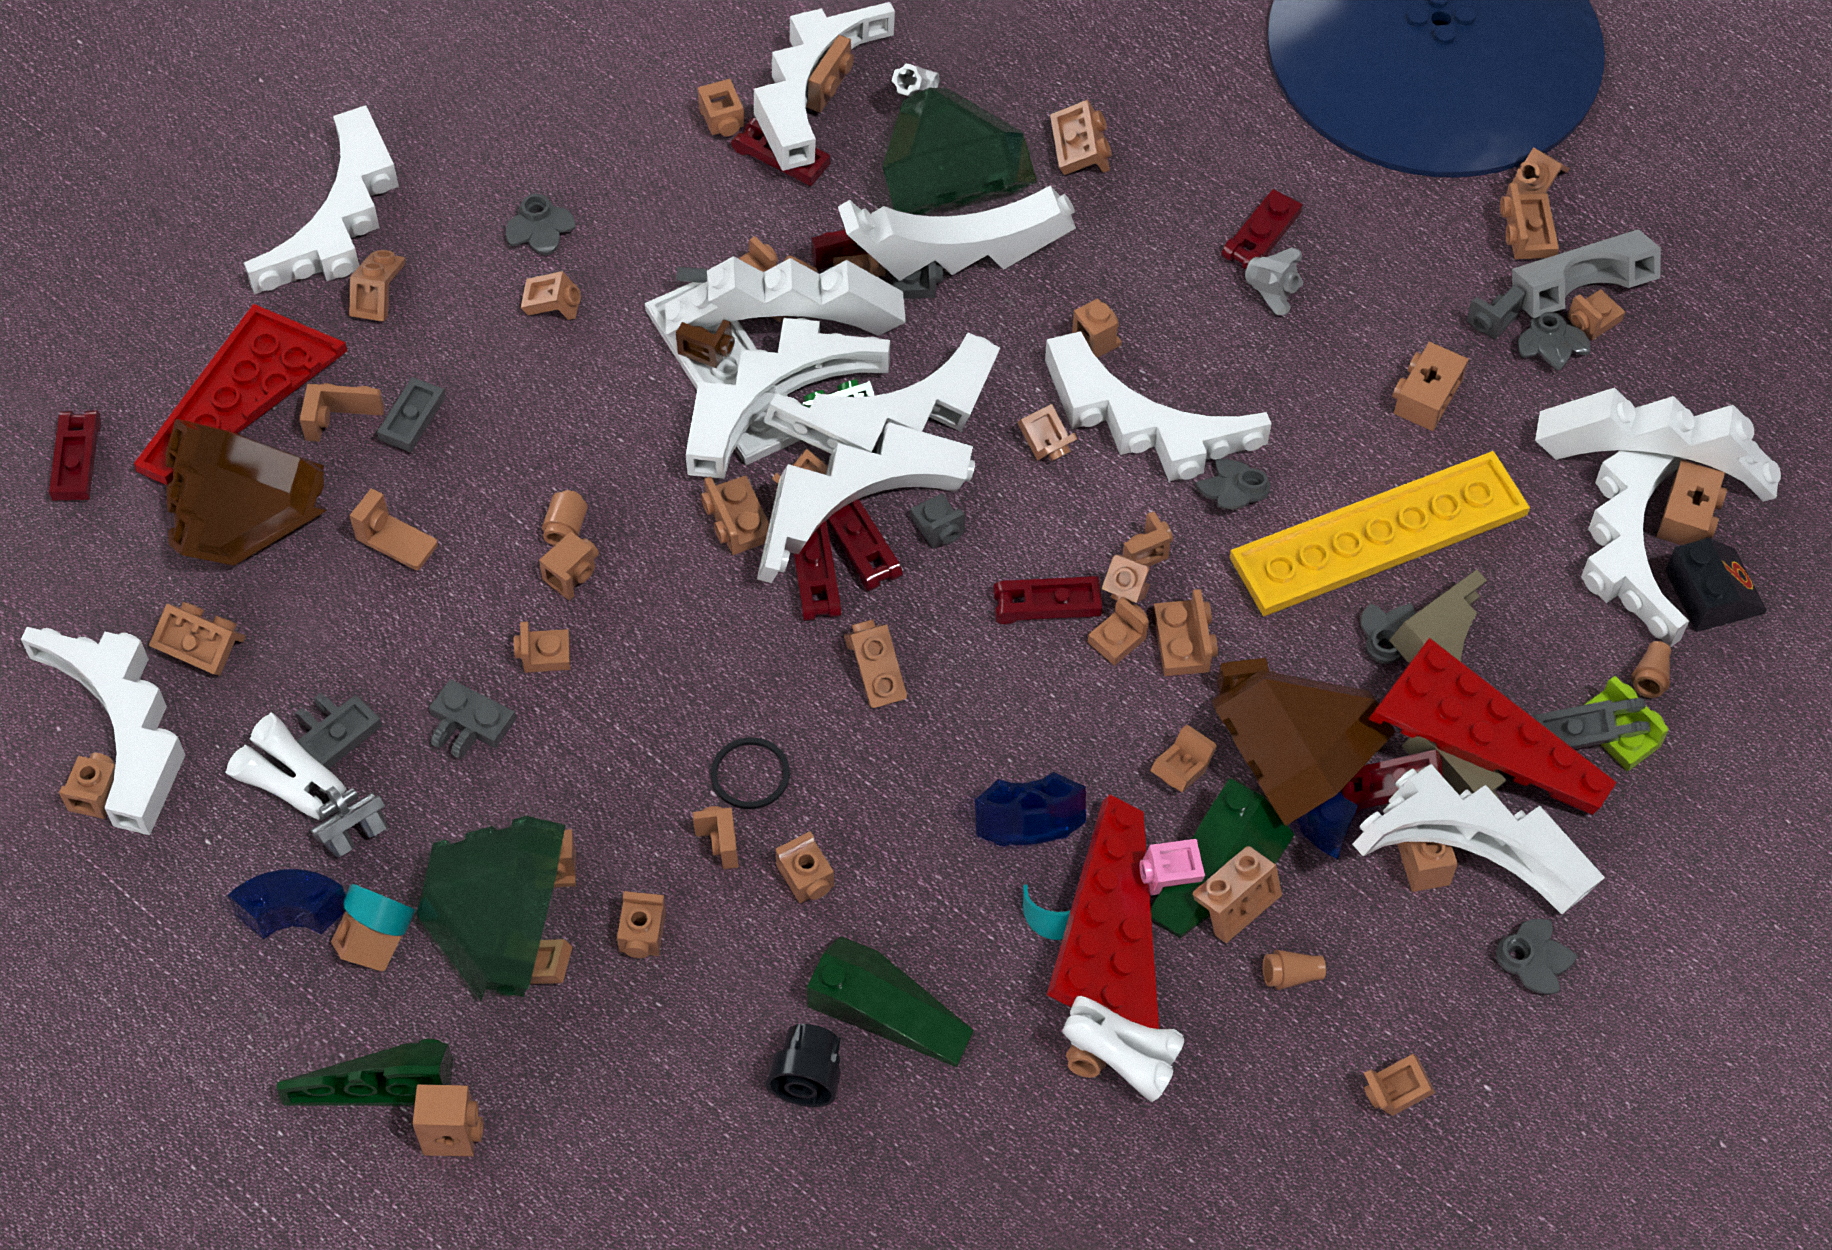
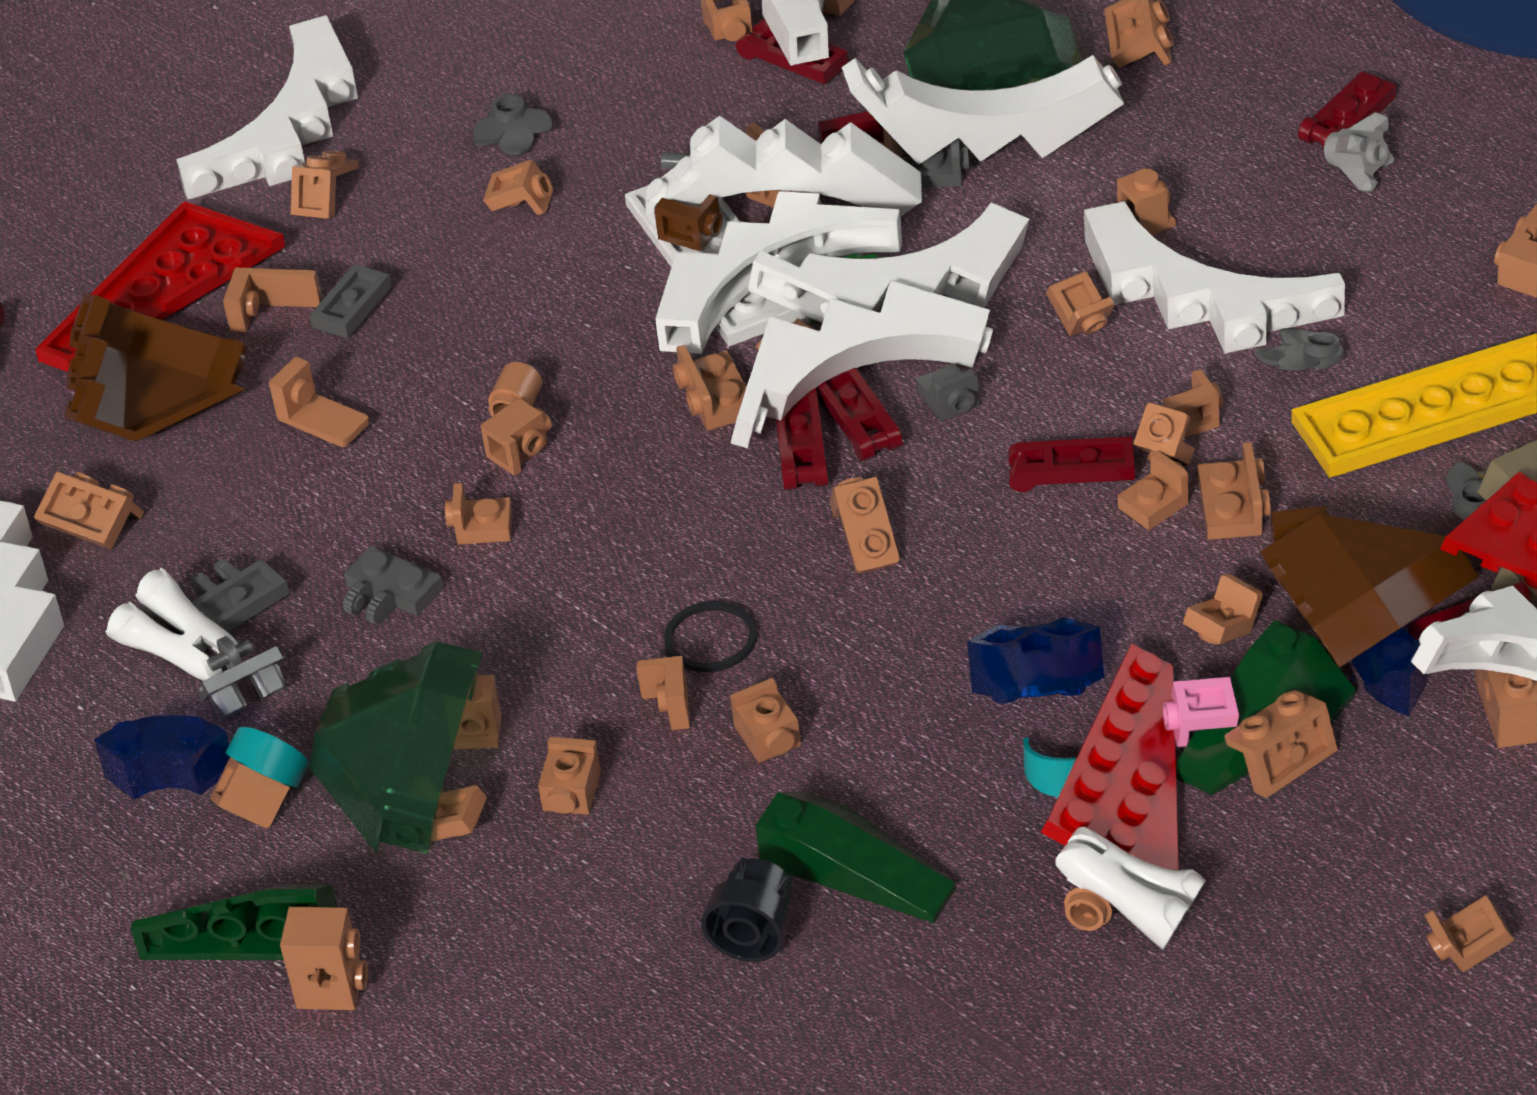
camera: 10 degrees right, 15 degrees down
(1290, 969) = (1344, 818): nougat cone -> none

